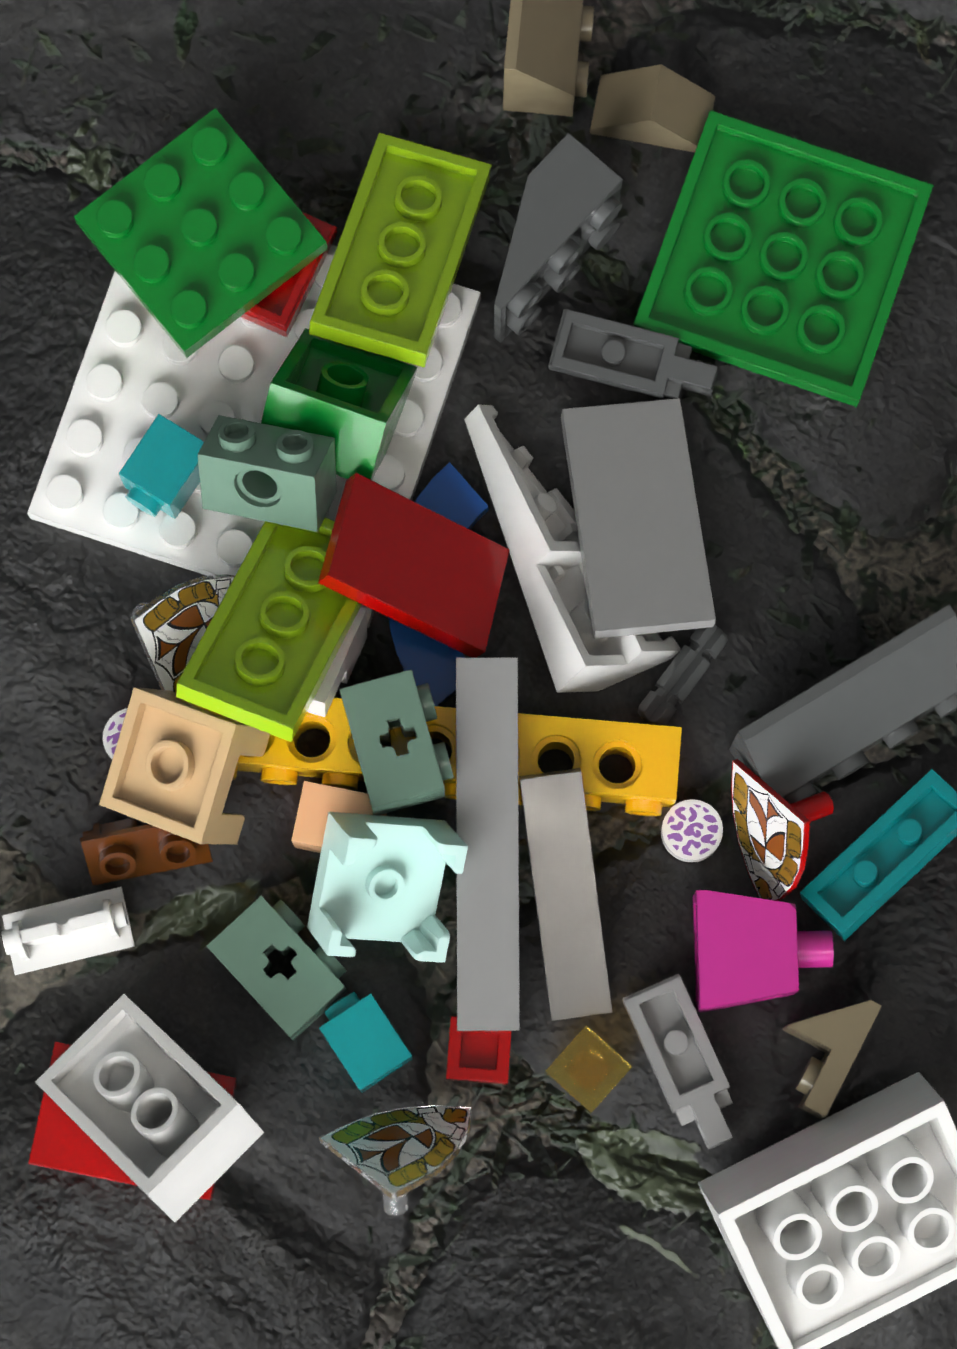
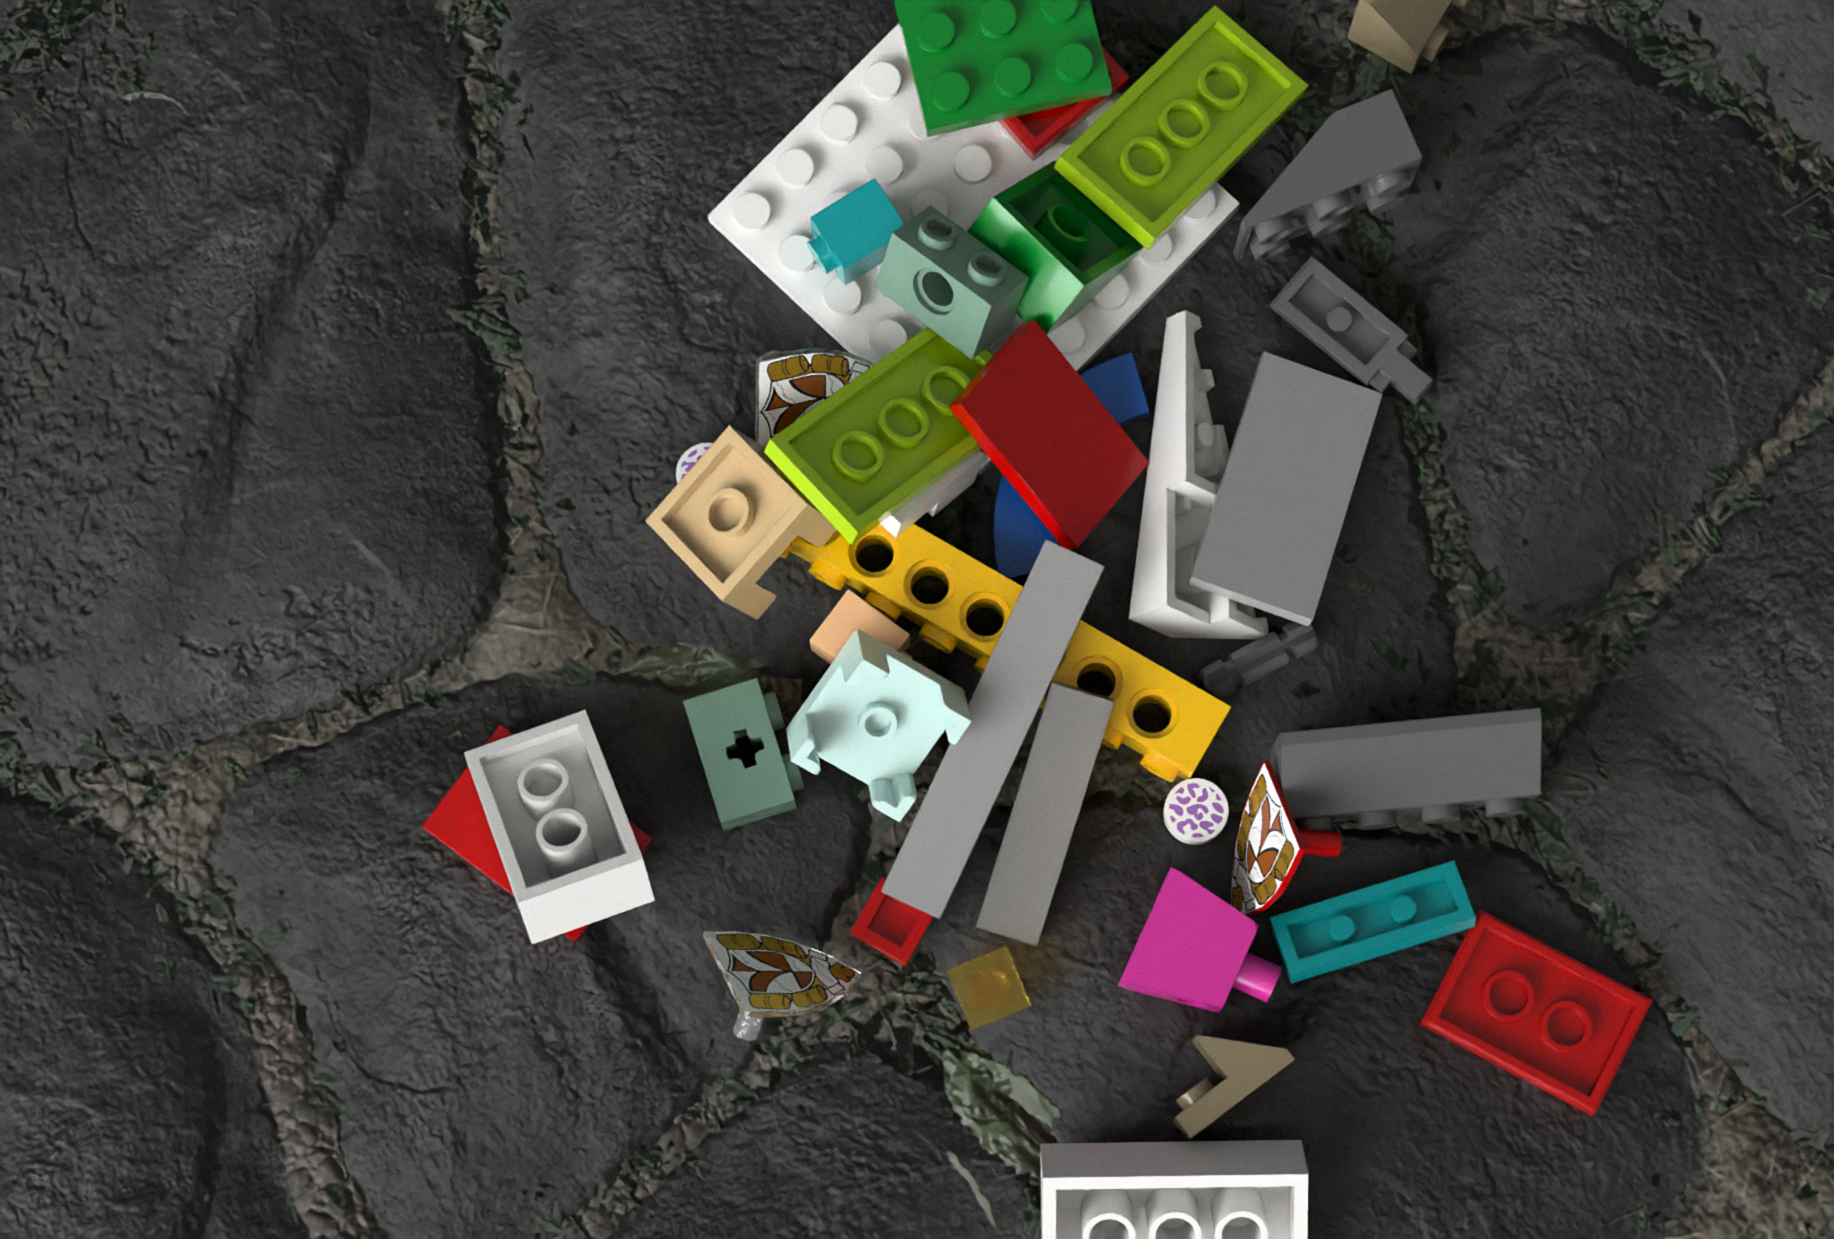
camera: 25 degrees right, 0 degrees up
(67, 931) = (560, 627): white hinge -> none
(128, 851) = (657, 580): reddish brown hinge -> none
(364, 1040) = (789, 861): teal brick -> none
(391, 779) = (946, 553): sand green brick -> none
(651, 108) = (1492, 103): dark tan slope -> none
(681, 1057) = (1082, 1019): light grey hinge -> none
(783, 258) = (1549, 304): green plate -> none

